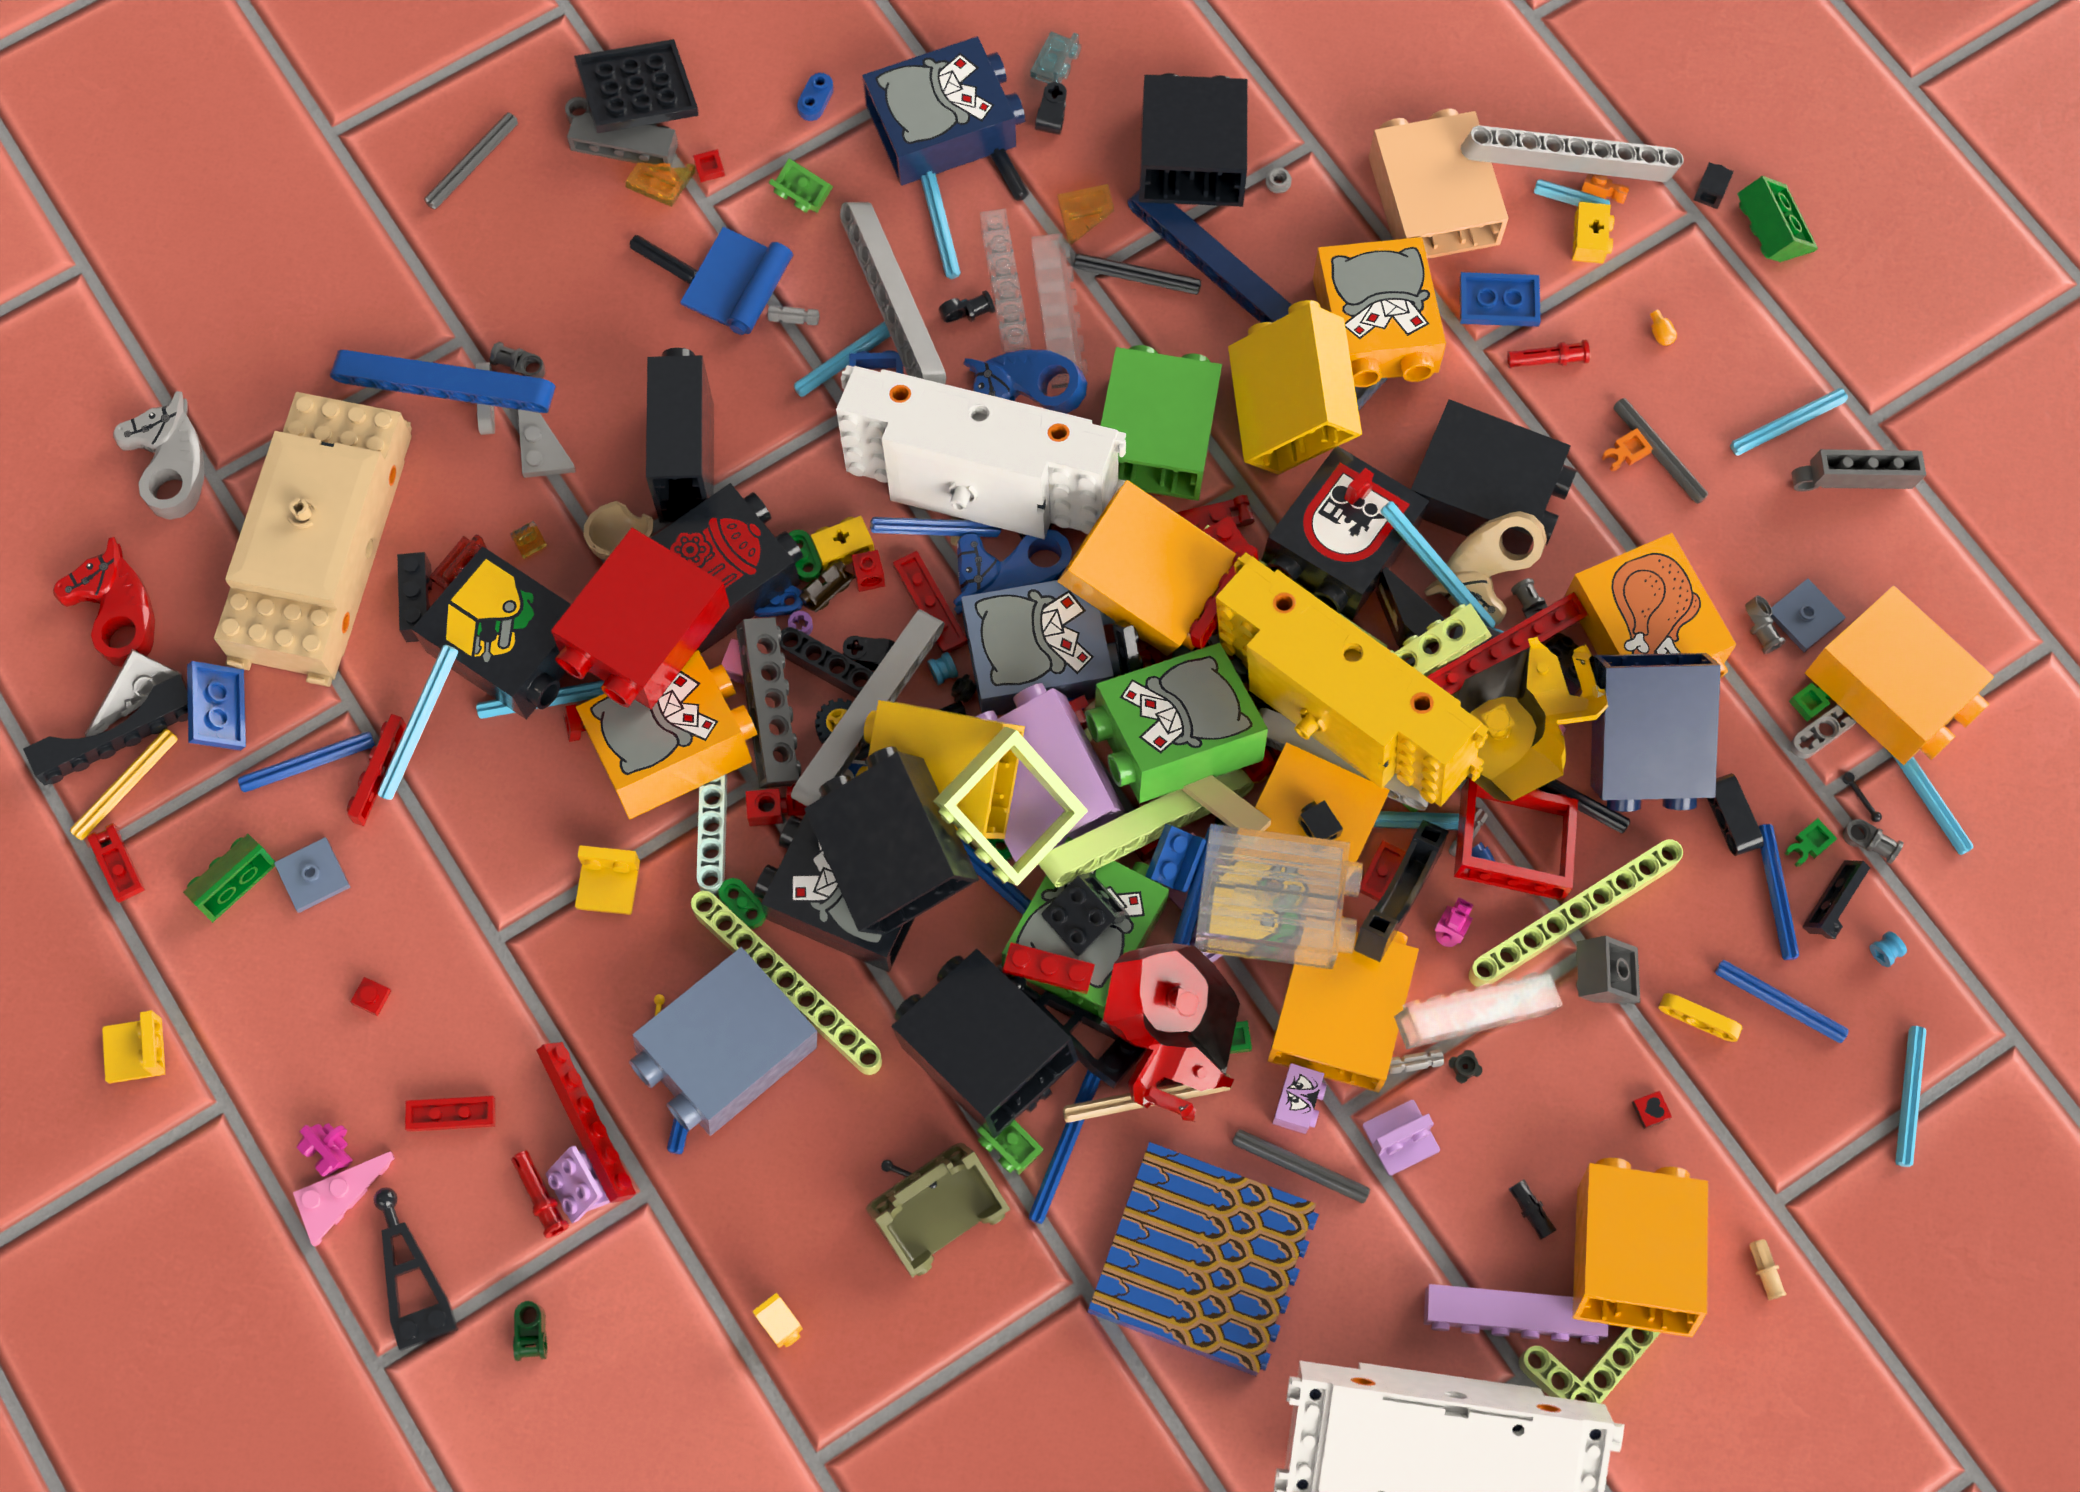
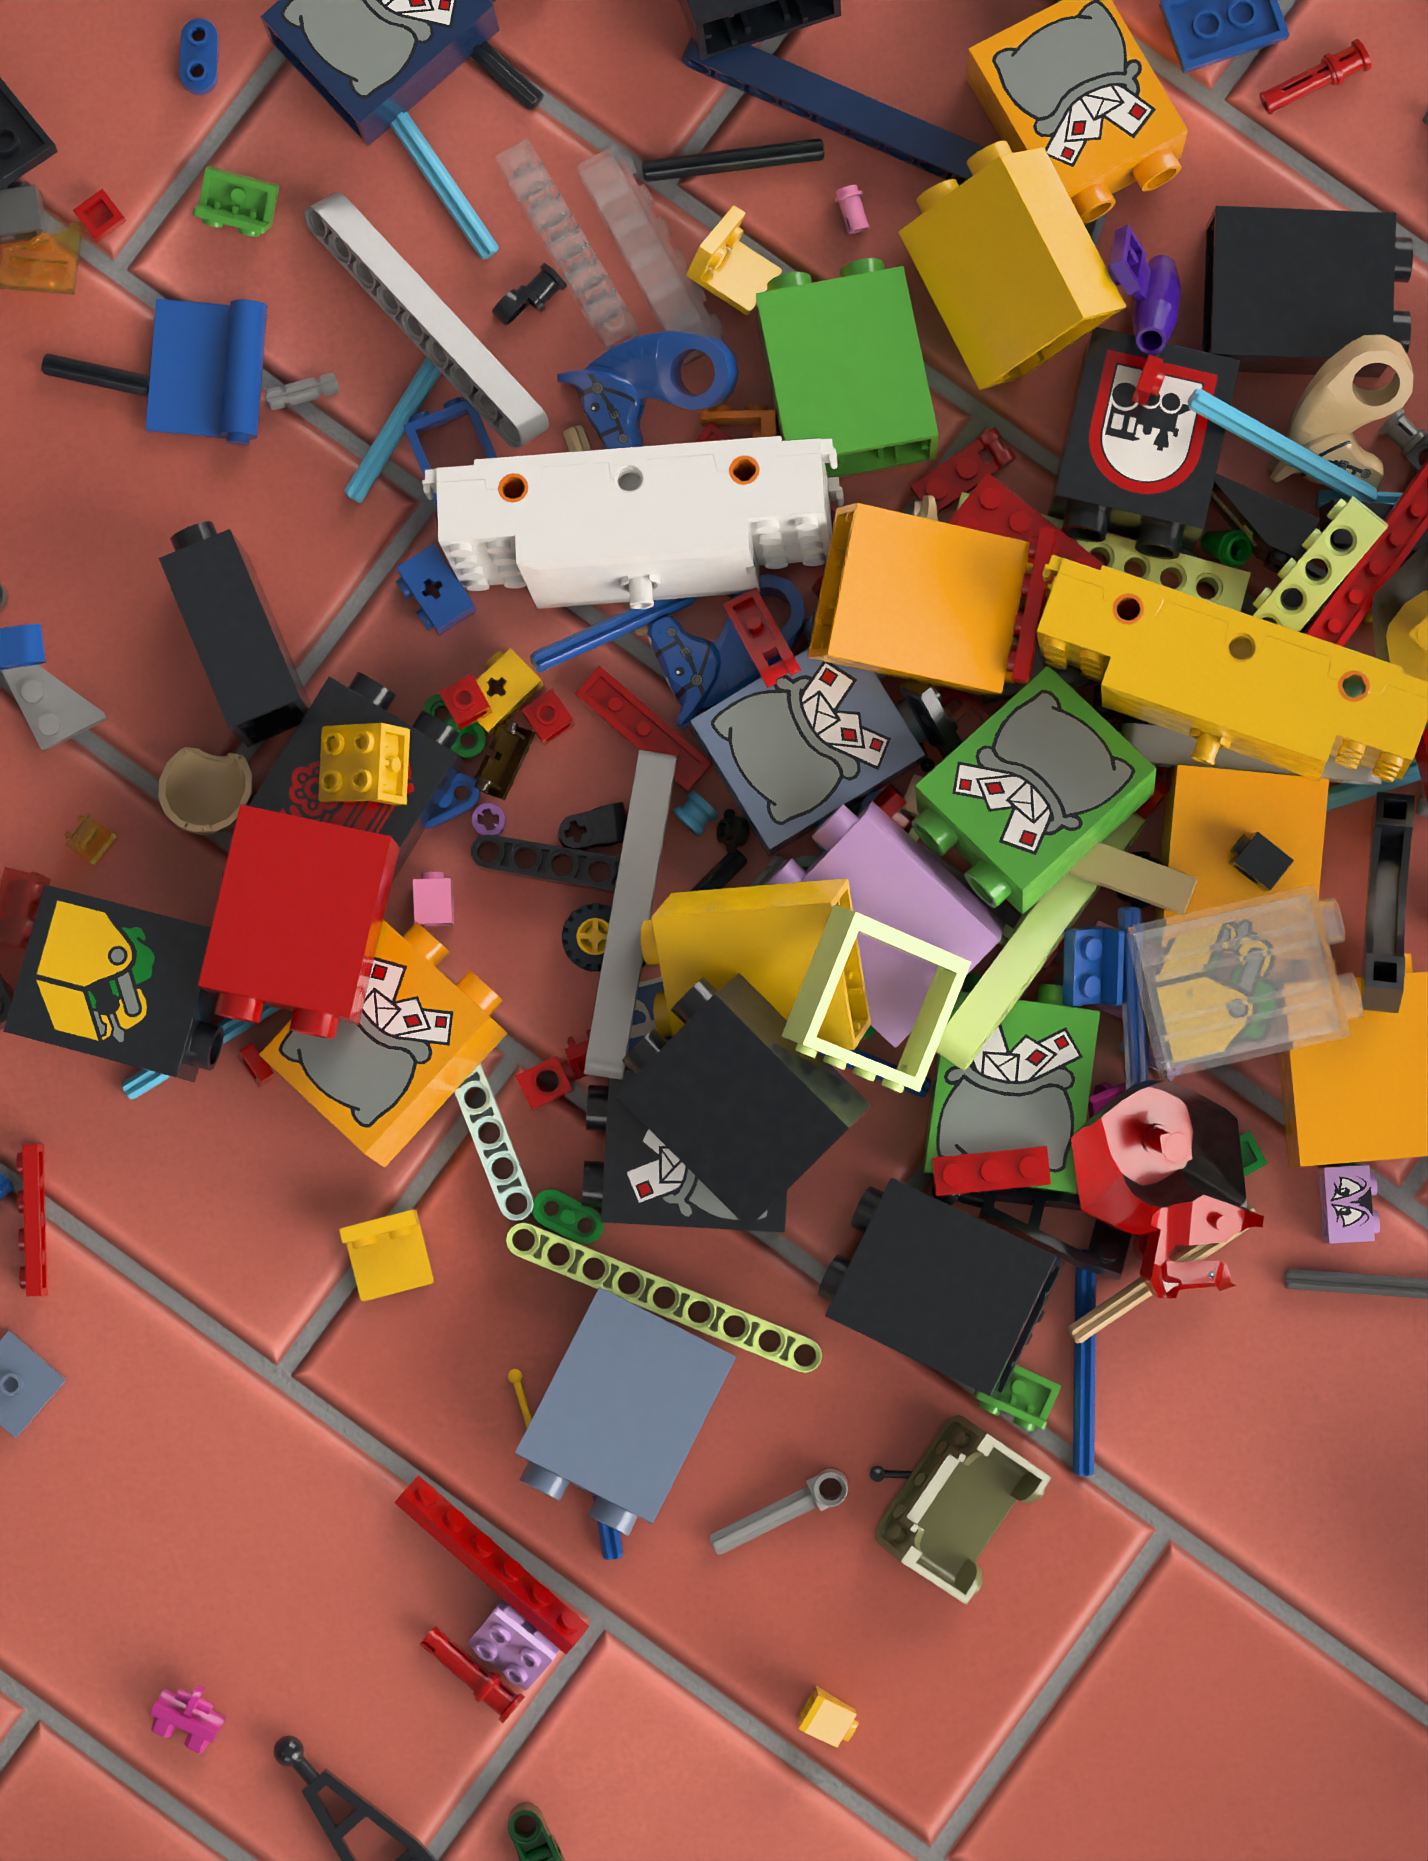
camera: 20 degrees left, 15 degrees up
(328, 1200) = (220, 1775): bright pink wing -> none
(370, 996) = (156, 1508): red plate -> none
(417, 722) = (63, 1145): axle -> none
(449, 1113) = (320, 1617): red plate -> none
(730, 541) = (364, 763): none -> yellow bracket
(769, 771) = (477, 939): dark grey brick -> none
(807, 1163) = (780, 1512): none -> light grey axle
(815, 534) = (465, 701): none -> red brick
(823, 451) = (431, 568): none -> blue brick
(1032, 561) = (761, 636): none -> red plate
(1083, 912) = (1009, 1085): black bracket -> none
(1084, 210) = (628, 93): clear yellow wing -> none
(1103, 329) = (730, 267): none -> yellow bracket
(1204, 329) = (852, 209): none -> bright pink pin
(1204, 1259) = (1303, 1445): panel -> none
(1378, 624) = (1227, 546): none -> green cone
(1381, 870) = (1347, 871): red plate -> none
(1387, 442) = (1153, 286): none -> dark purple plate

